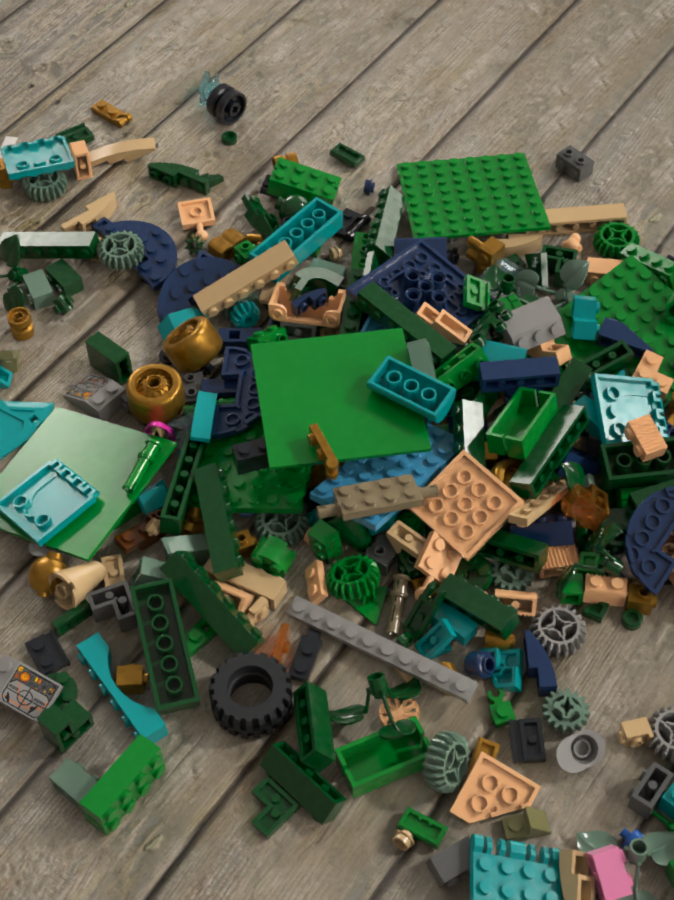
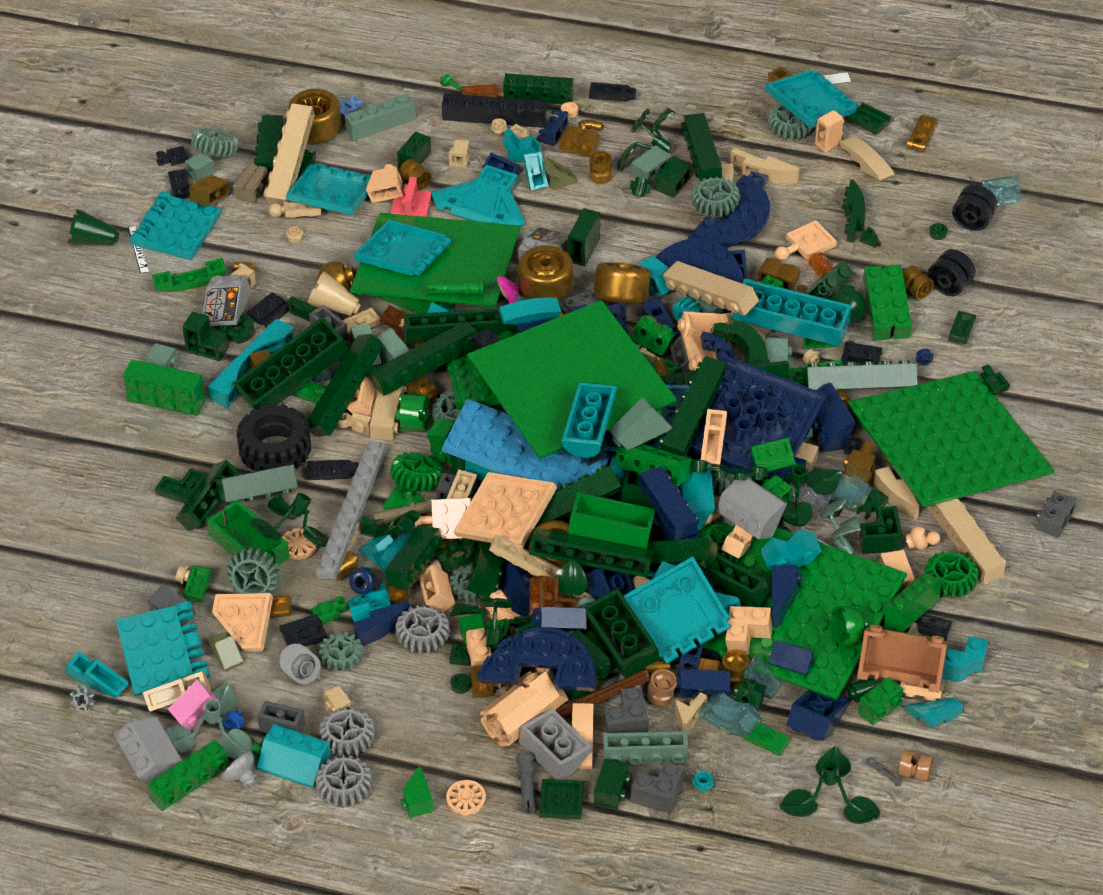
camera: 70 degrees right, 5 degrees down
(199, 243) = (764, 250): dark green gear -> none
(231, 215) = (820, 263): none -> clear orange brick
(282, 645) = (331, 448): clear orange plate -> none
(292, 136) = (952, 272): none -> black wheel
(316, 582) = (412, 446): light nougat plate -> none
(323, 451) = (494, 380): pearl gold plate -> none
(376, 497) = (474, 439): dark tan plate -> none
(415, 154) = (994, 381): none -> dark green plate
(538, 263) = (866, 509): dark green wing -> none
(618, 501) = (560, 618): none -> brick
(645, 438) = (634, 615): light nougat brick -> none

